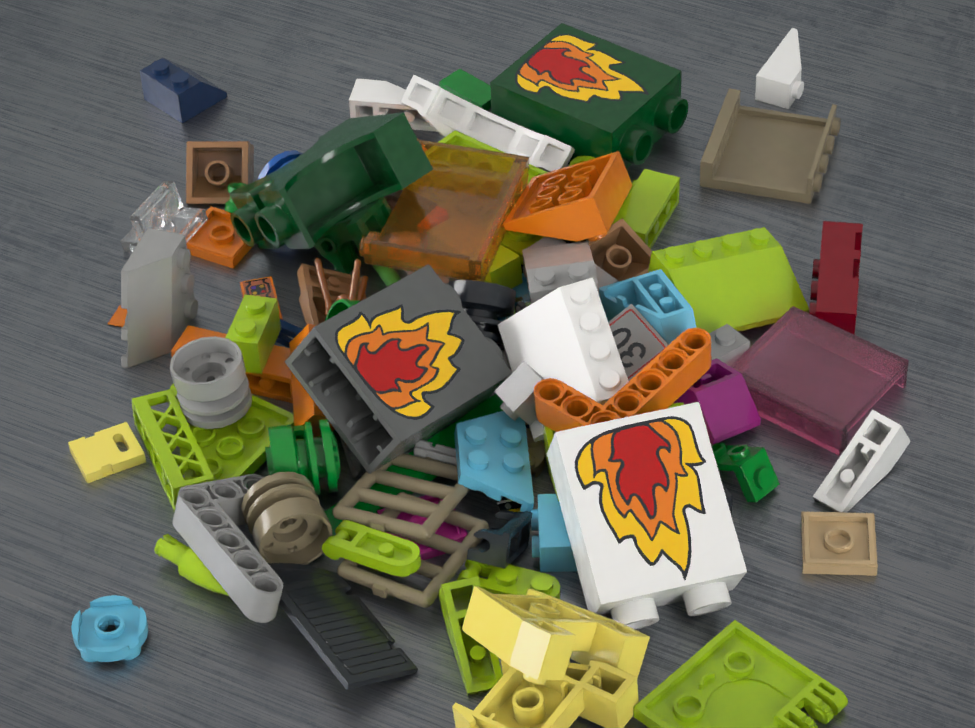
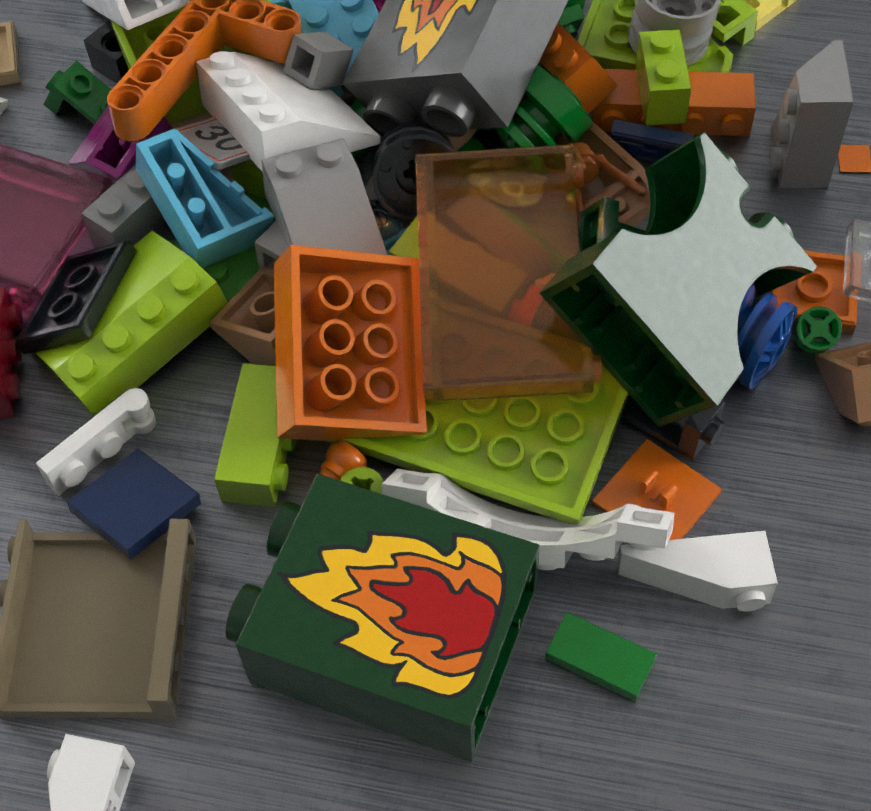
camera: 165 degrees right, 15 degrees up
(736, 193) = (133, 503): none -> dark blue tile
(760, 294) = (76, 298): none -> black tile
(776, 219) = (97, 440): none -> white plate

